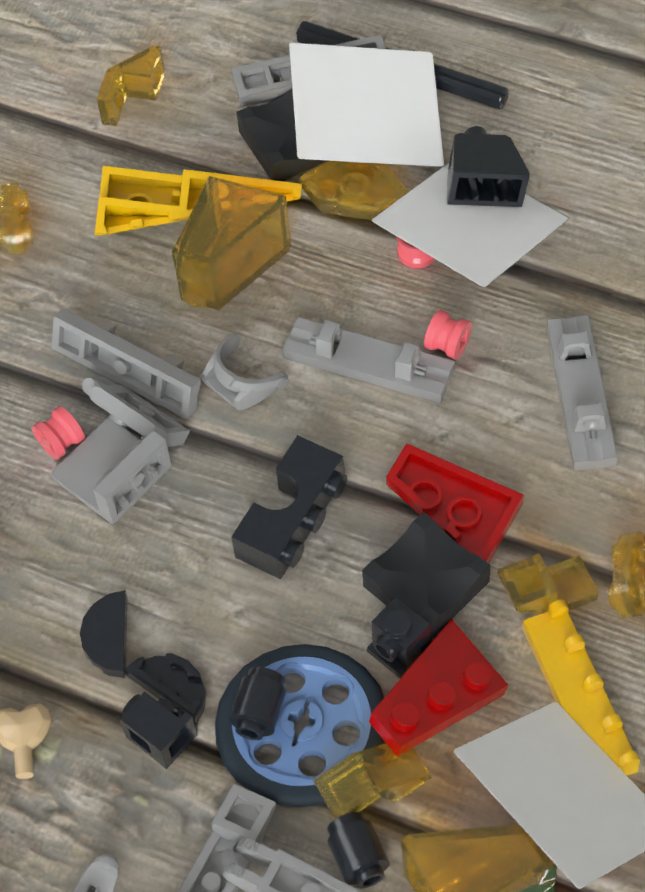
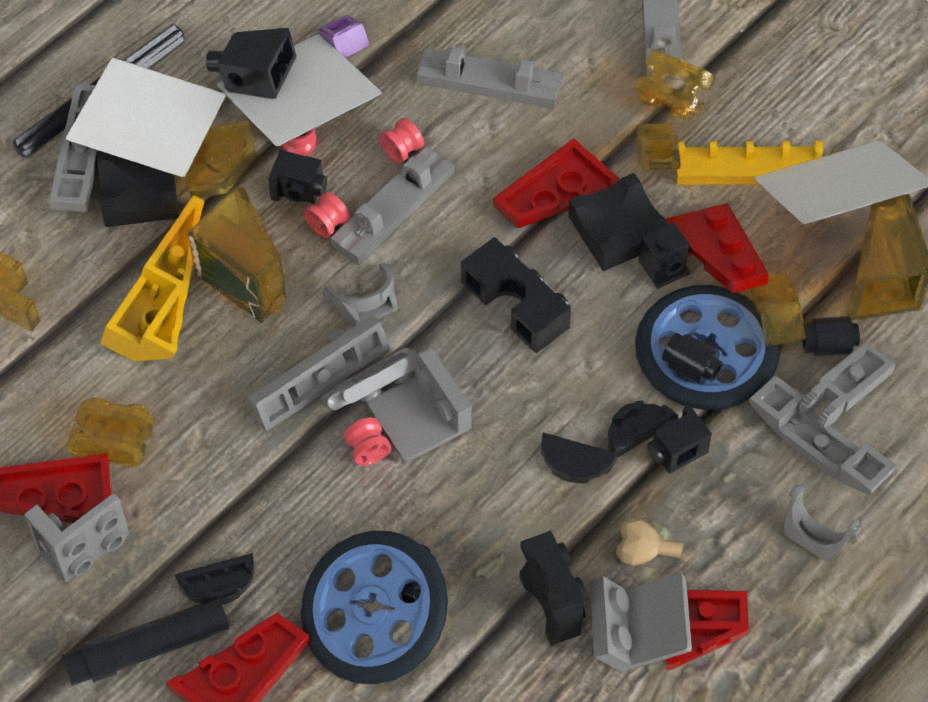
camera: 75 degrees left, 0 degrees up
(321, 301) = (326, 215): none -> coral wheel
(356, 259) = (297, 178): none -> black brick
(572, 240) = (345, 35): none -> slope

